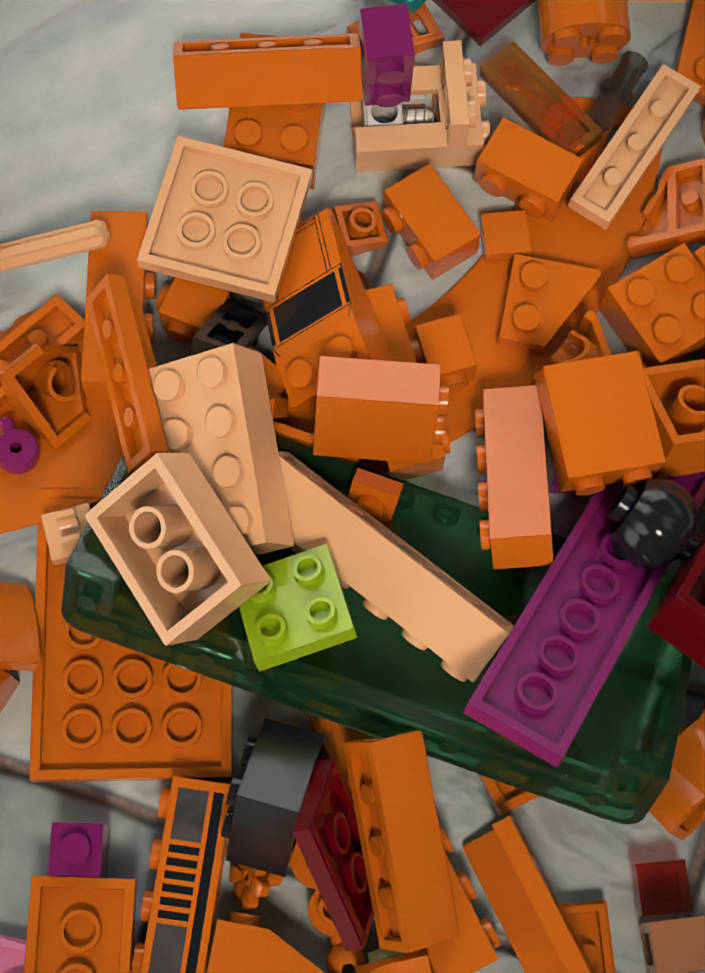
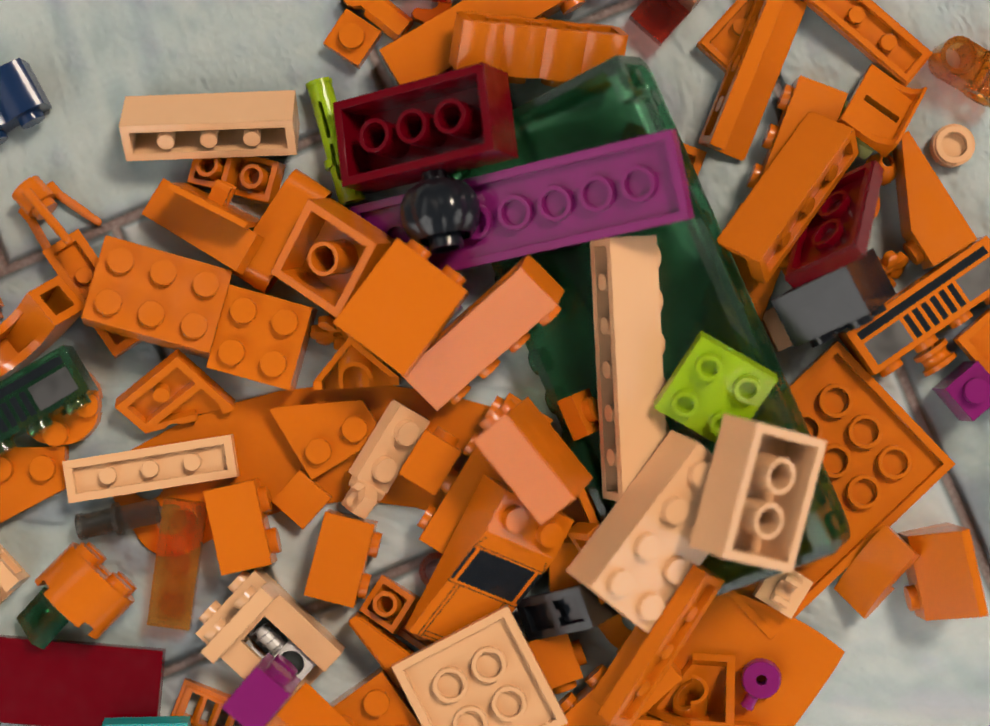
camera: 130 degrees left, 15 degrees up
(135, 852) = (935, 357): none -> orange bush
(338, 189) = (380, 643): none -> orange slope
(484, 320) = (383, 457): none -> light nougat hinge

